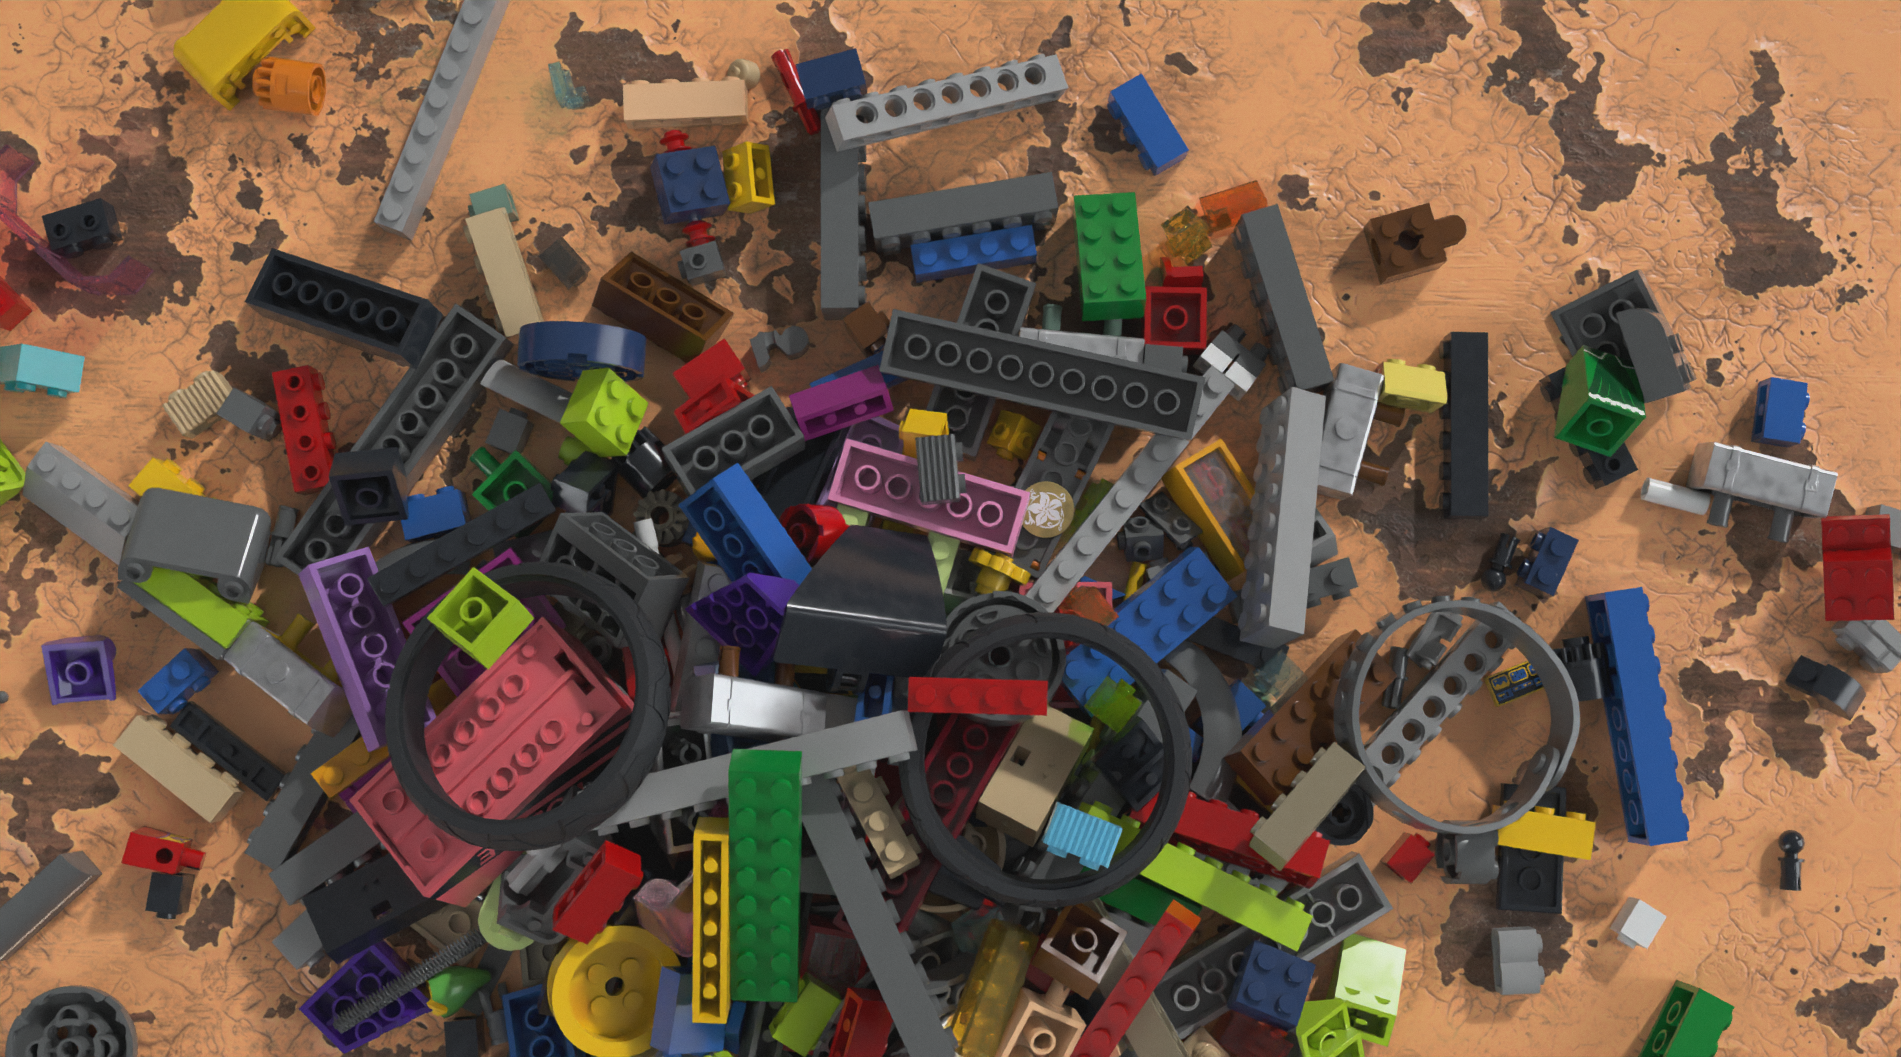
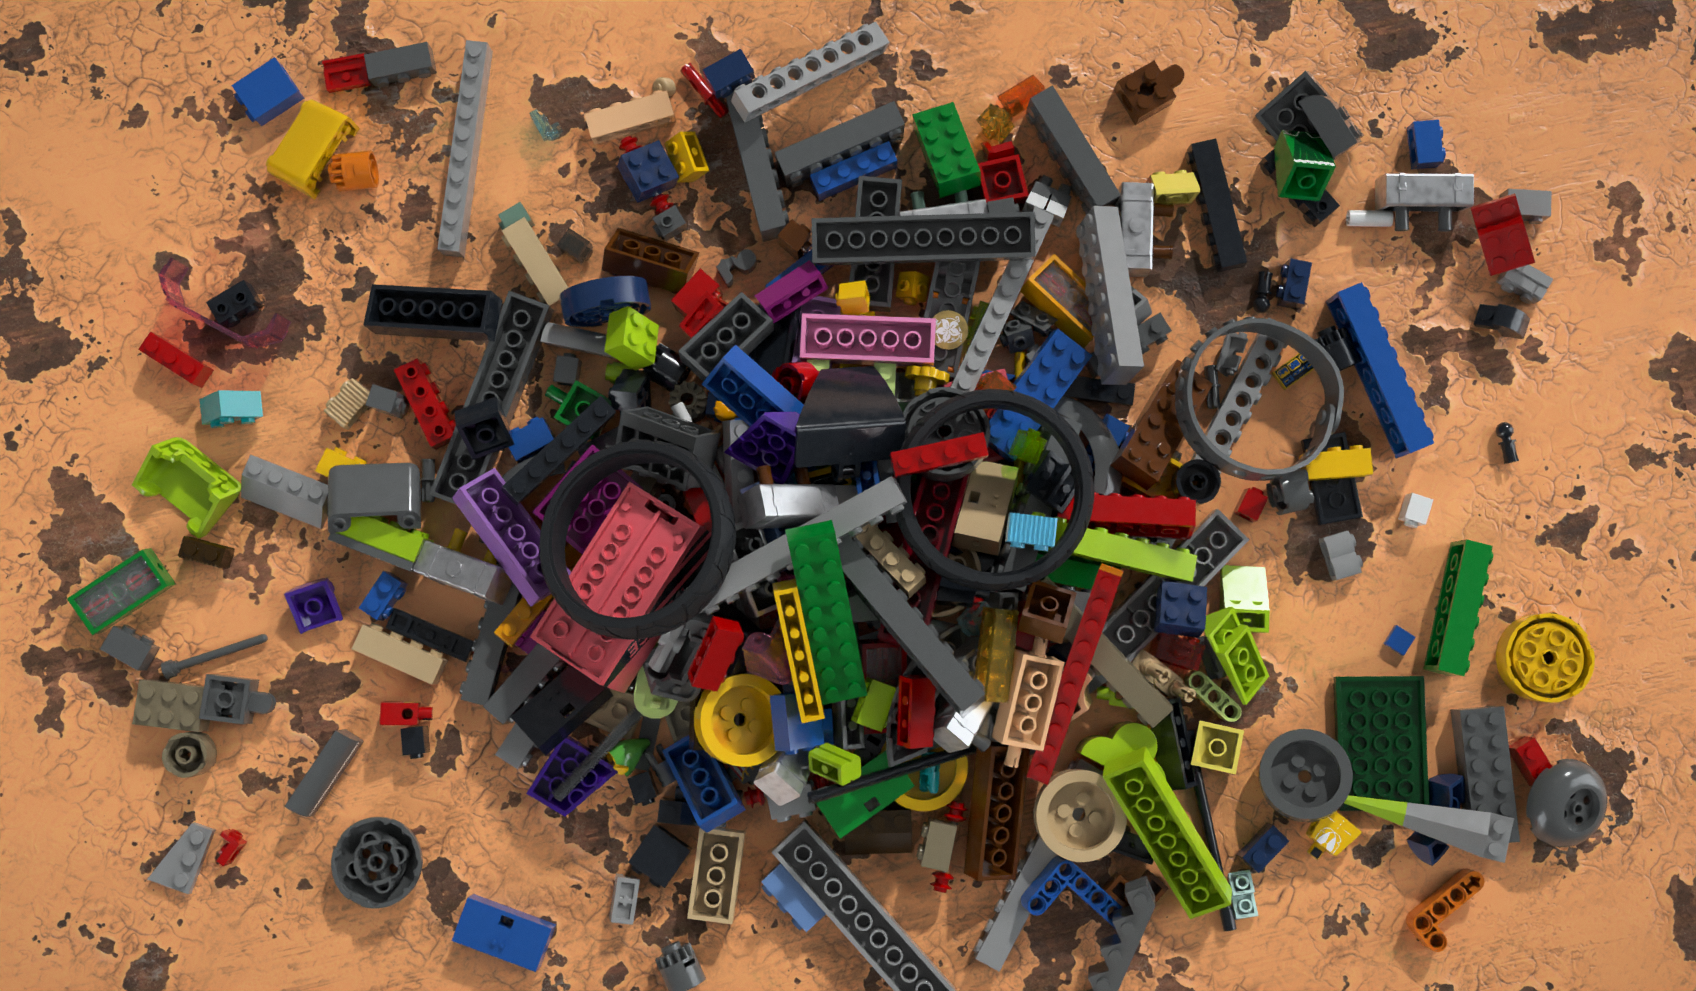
camera: 15 degrees left, 0 degrees up
(480, 618) = (592, 487): lime brick -> none
(938, 469) = (871, 317): dark grey brick -> none
(1147, 125) = (949, 55): blue brick -> none
(1277, 675) = (1132, 404): clear light blue bracket -> none
(1306, 806) = (1174, 480): dark tan brick -> none

